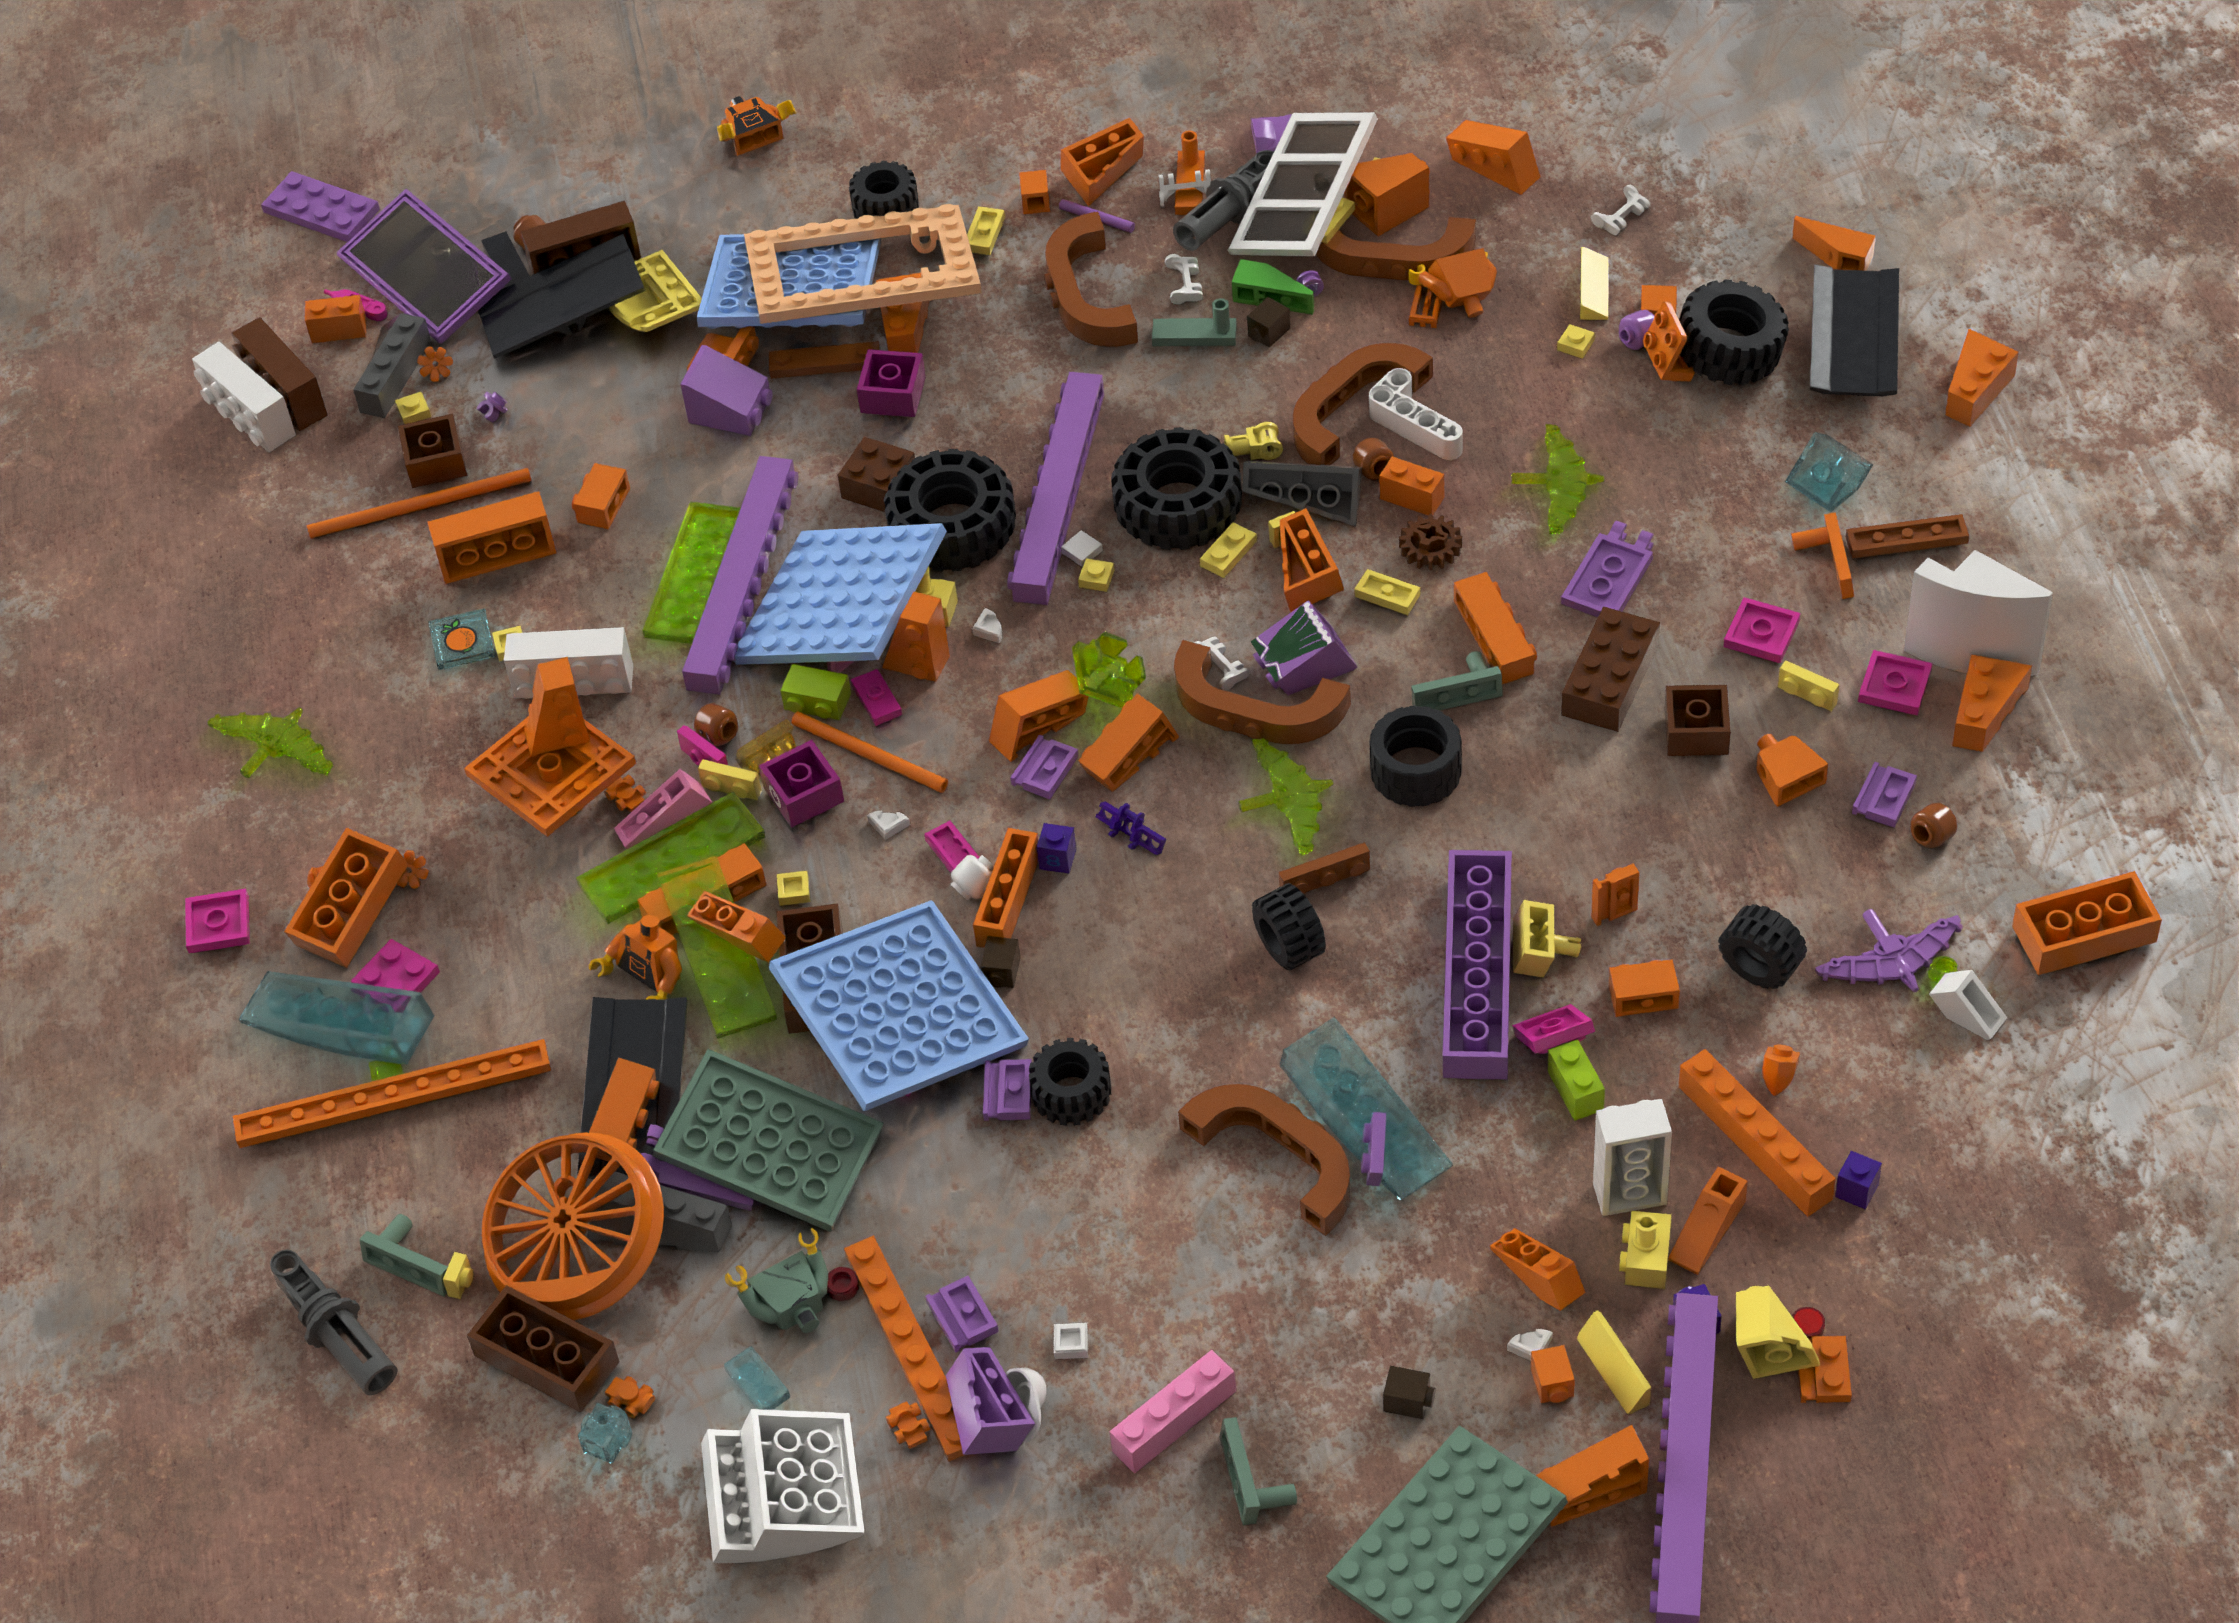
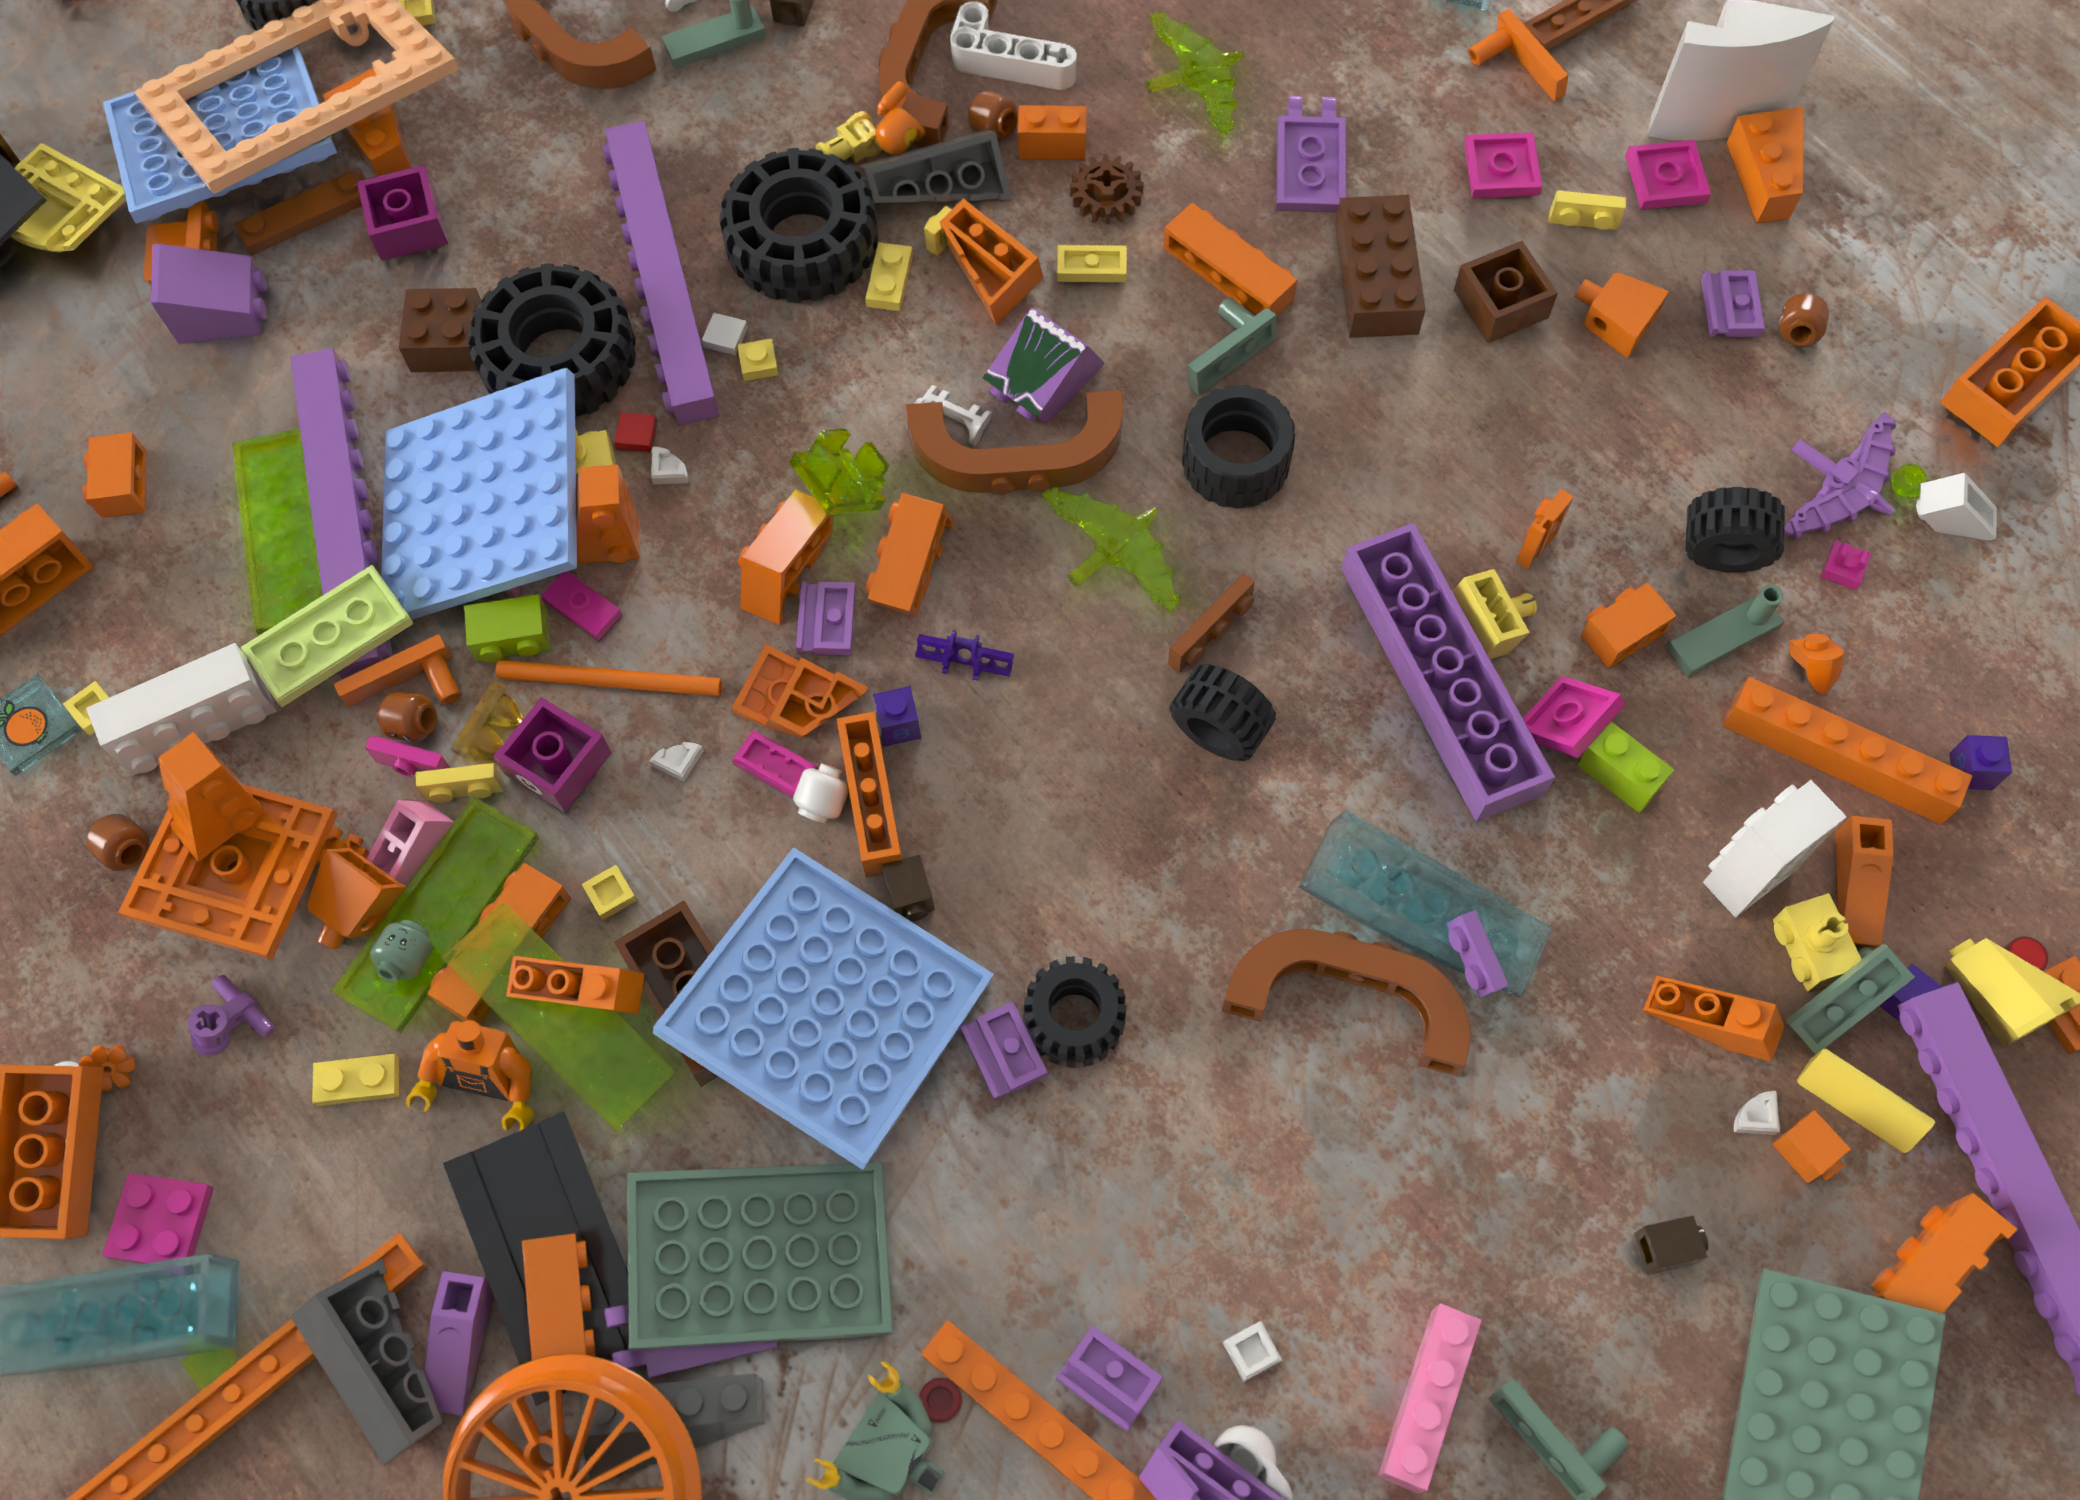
camera: 30 degrees left, 15 degrees up
(482, 731) = (117, 842): none -> dark orange head
(486, 1100) = (370, 1360): none -> dark grey wedge
(498, 869) = (220, 1020): none -> medium lavender piece
(549, 1111) = (456, 1339): none -> medium lavender slope
(564, 941) = (355, 1080): none -> light yellow plate
(618, 821) = (350, 896): none -> orange torso
(634, 866) = (401, 951): none -> sand green head
(688, 649) = (326, 635): none -> yellowish green tile
(728, 691) = (423, 657): none -> orange piece
(979, 593) = (635, 432): none -> red tile
(991, 807) = (793, 693): none -> orange slope
(1289, 442) = (897, 127): none -> orange piece
(1641, 1287) = (1850, 997): none -> sand green piece
(1723, 1024) = (1728, 632): none -> sand green piece
(1851, 1012) = (1845, 565): none -> dark pink tile

